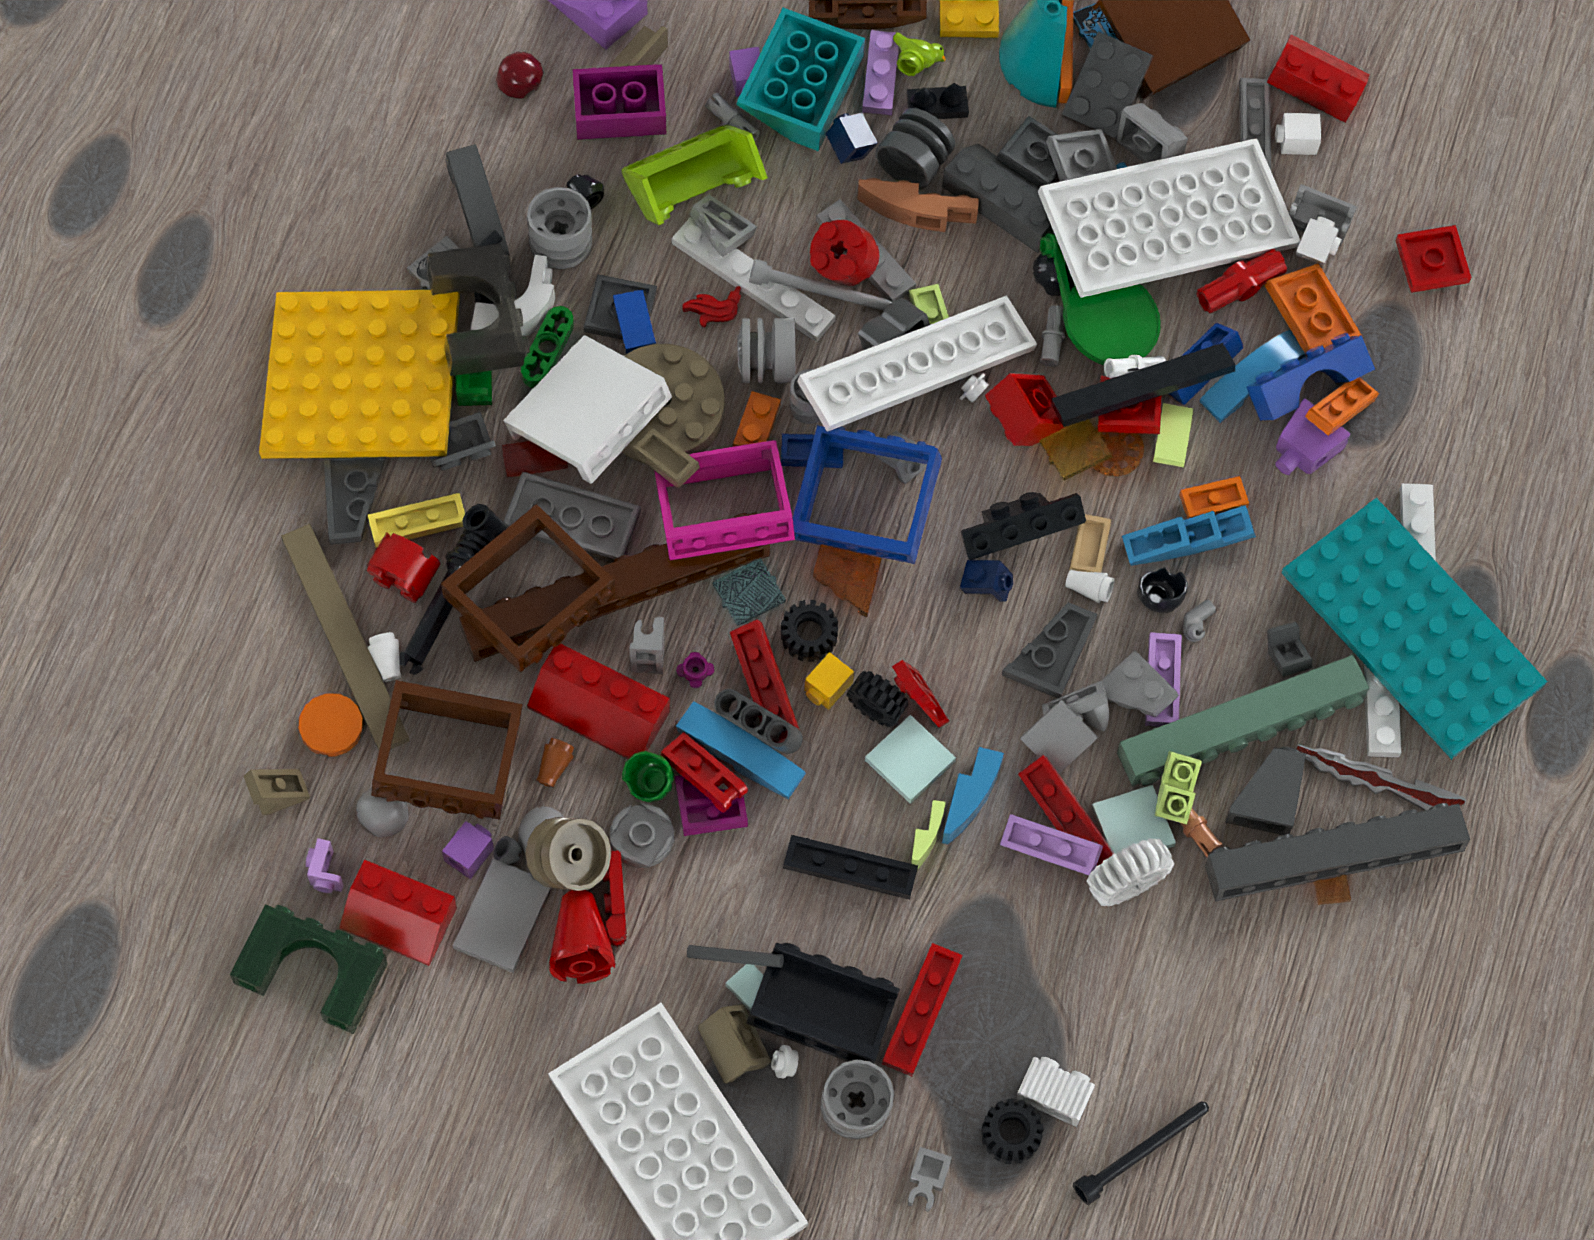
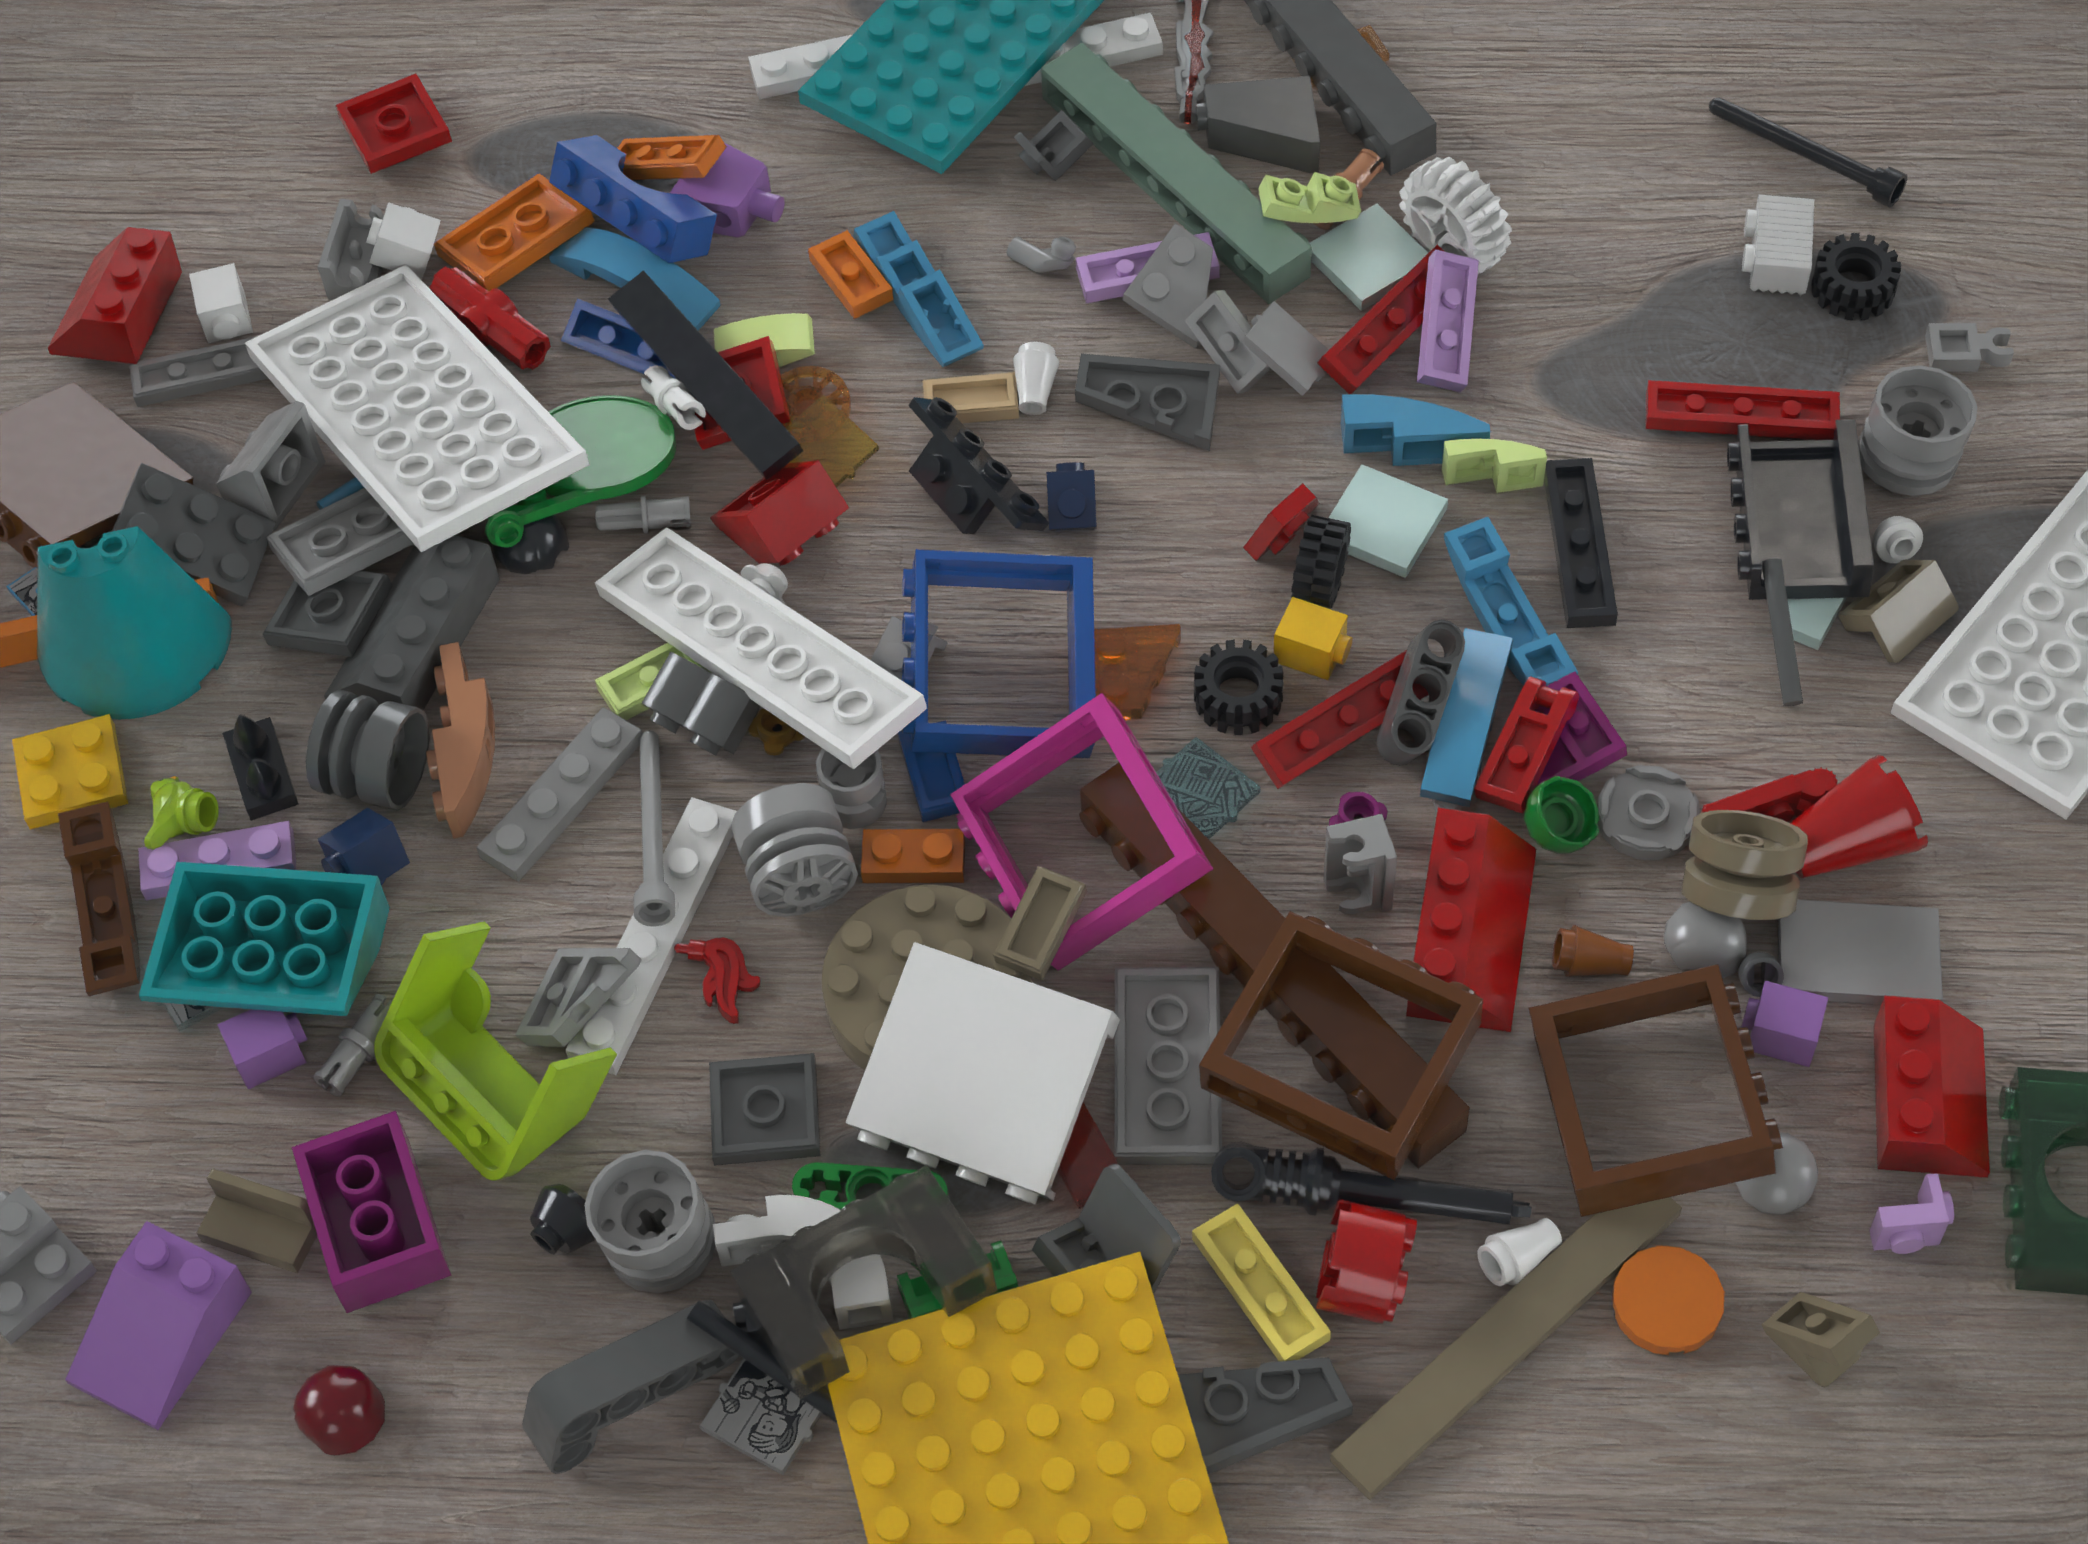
camera: 100 degrees left, 10 degrees down
(633, 320) = (791, 1066): blue tile -> none
(811, 806) = (1502, 605): none -> dark azure slope
(828, 250) = (609, 779): red brick -> none
(1162, 590) = (1016, 290): black hair -> none

